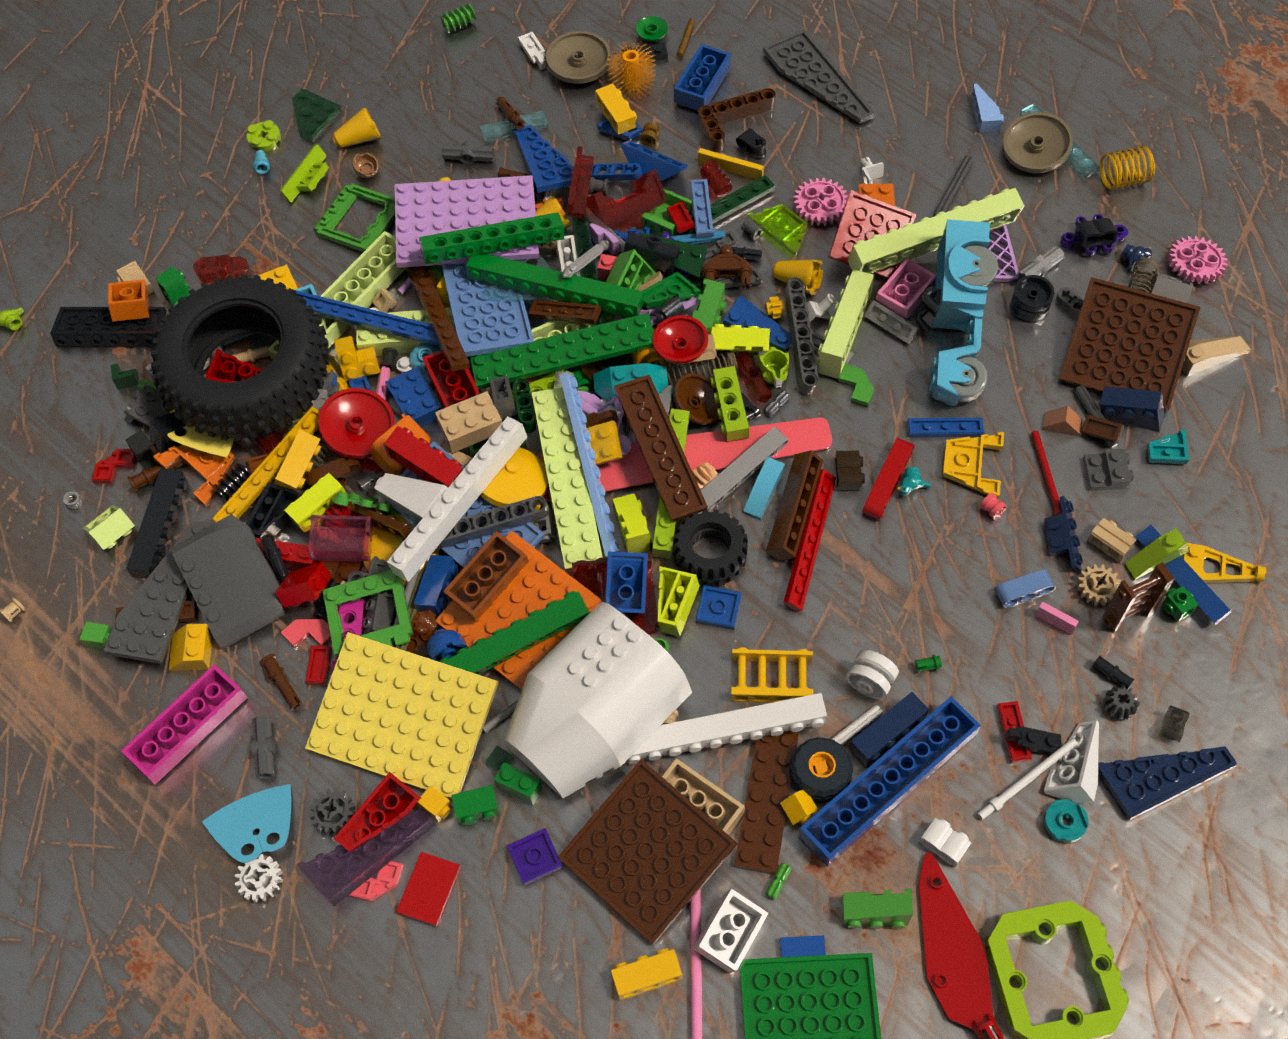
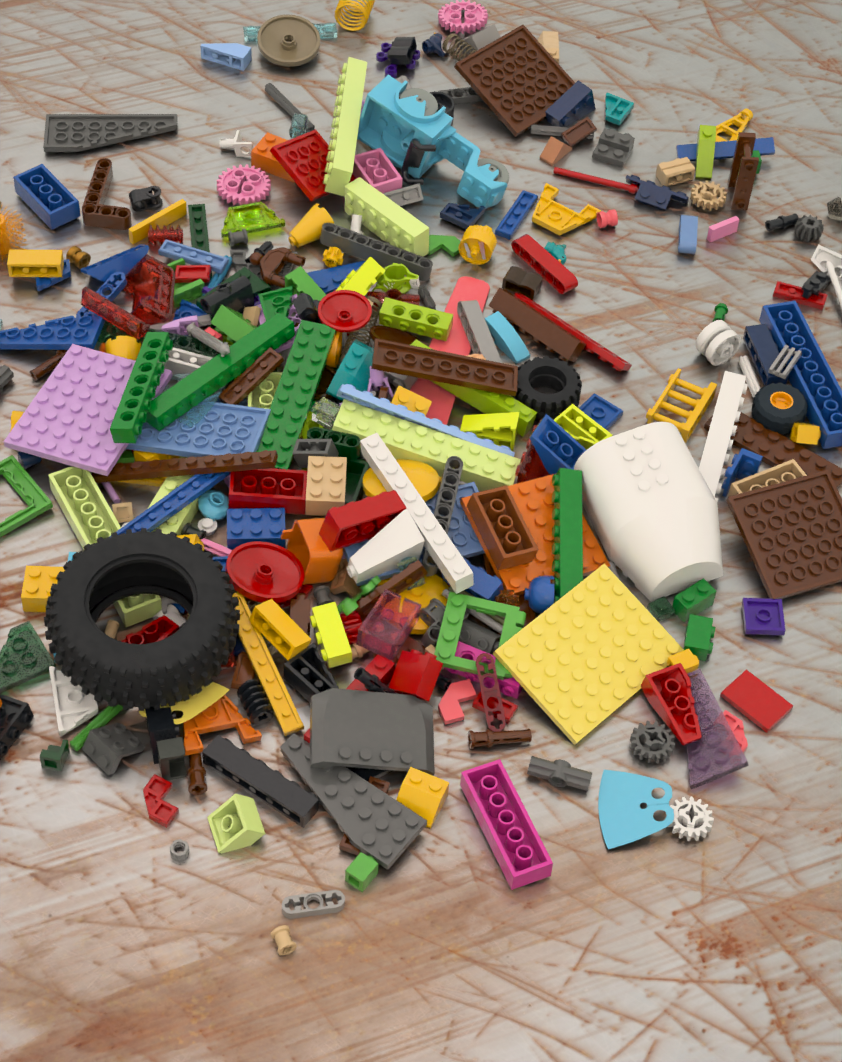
camera: 70 degrees left, 10 degrees down
(56, 624) = (318, 896): none -> light grey beam
(335, 632) = (492, 692): none -> dark red beam
(705, 756) = (744, 465): none -> blue bracket
(867, 410) = (477, 244): none -> yellow piece
(877, 743) = (797, 354): none -> light grey tile
(908, 382) = (461, 214): none -> dark blue wing
(916, 203) = (298, 125): none -> clear light blue brick

